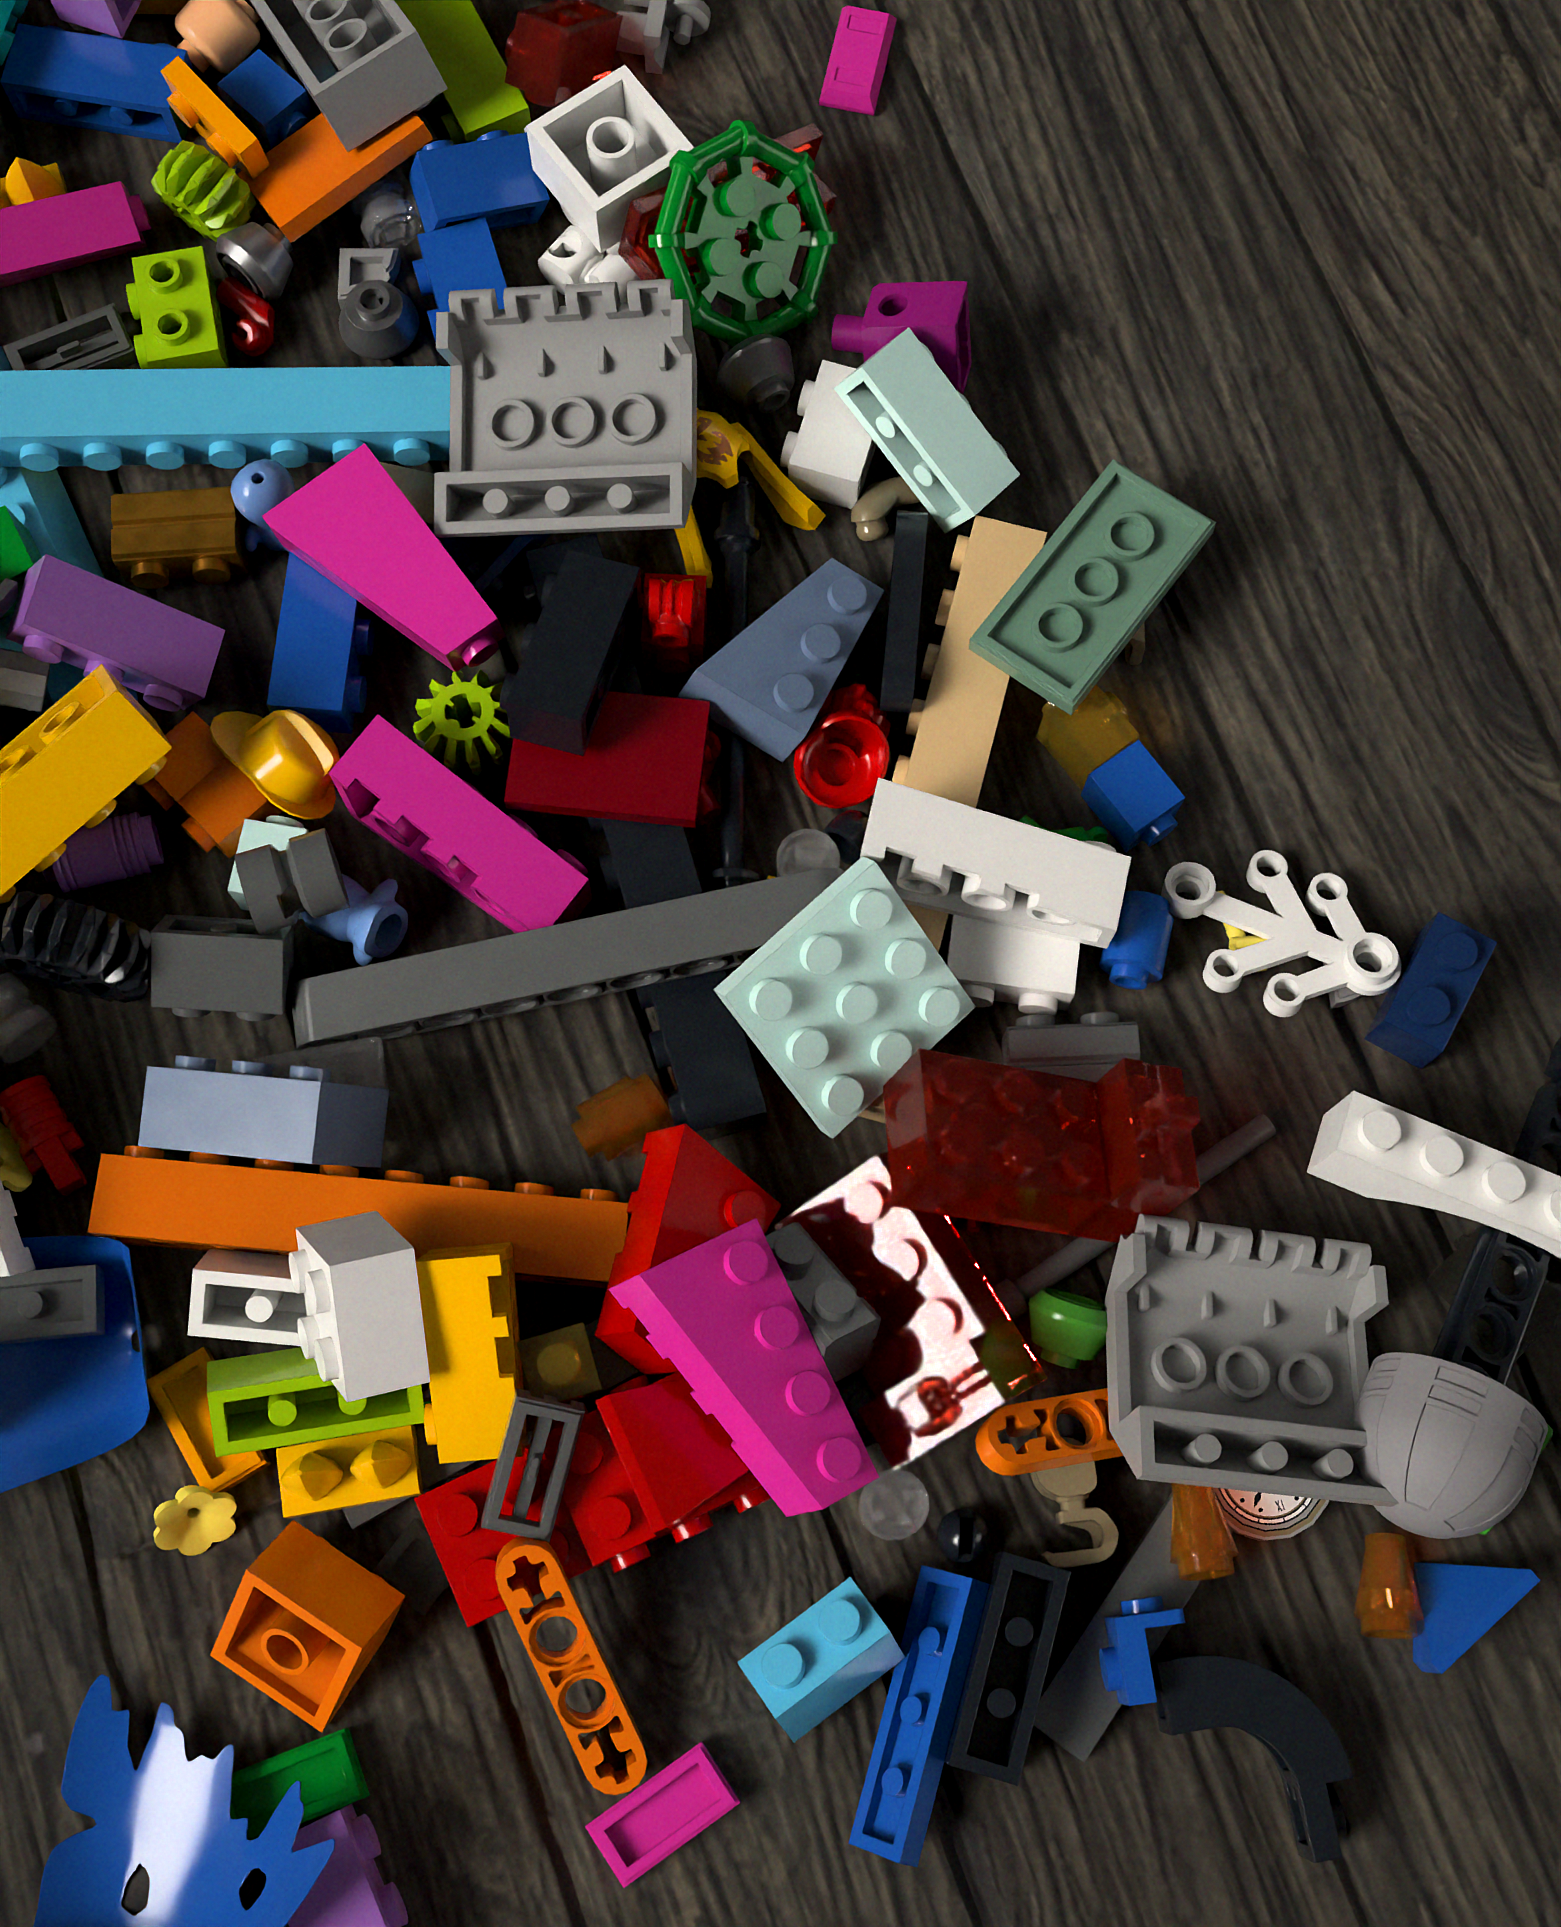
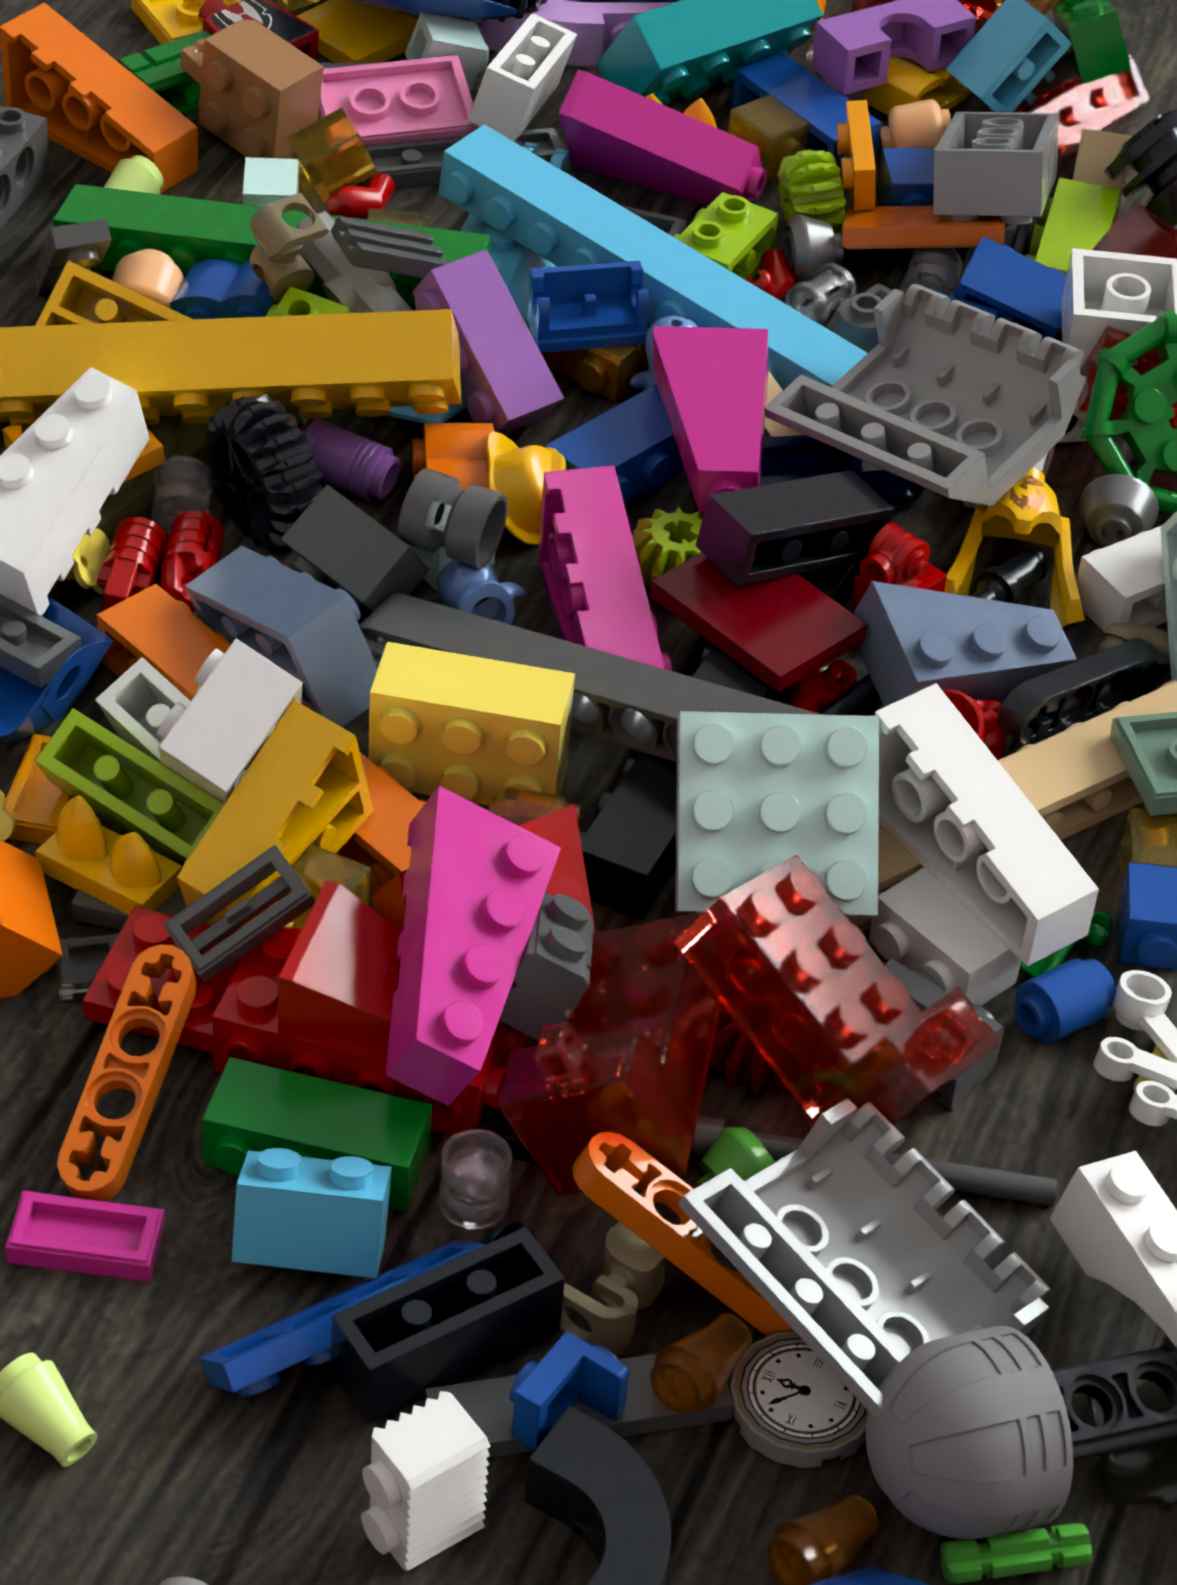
camera: 40 degrees right, 30 degrees down
(87, 1083) = (188, 552): none -> red hinge
(93, 139) = (772, 129): none -> clear yellow brick
(165, 521) = (588, 306): none -> blue hinge
(310, 306) = (824, 302): none -> clear bush
(500, 1082) = (469, 723): none -> light yellow brick
(745, 1580) = (317, 1118): none -> green brick
(1127, 1829) = (425, 1481): none -> white brick

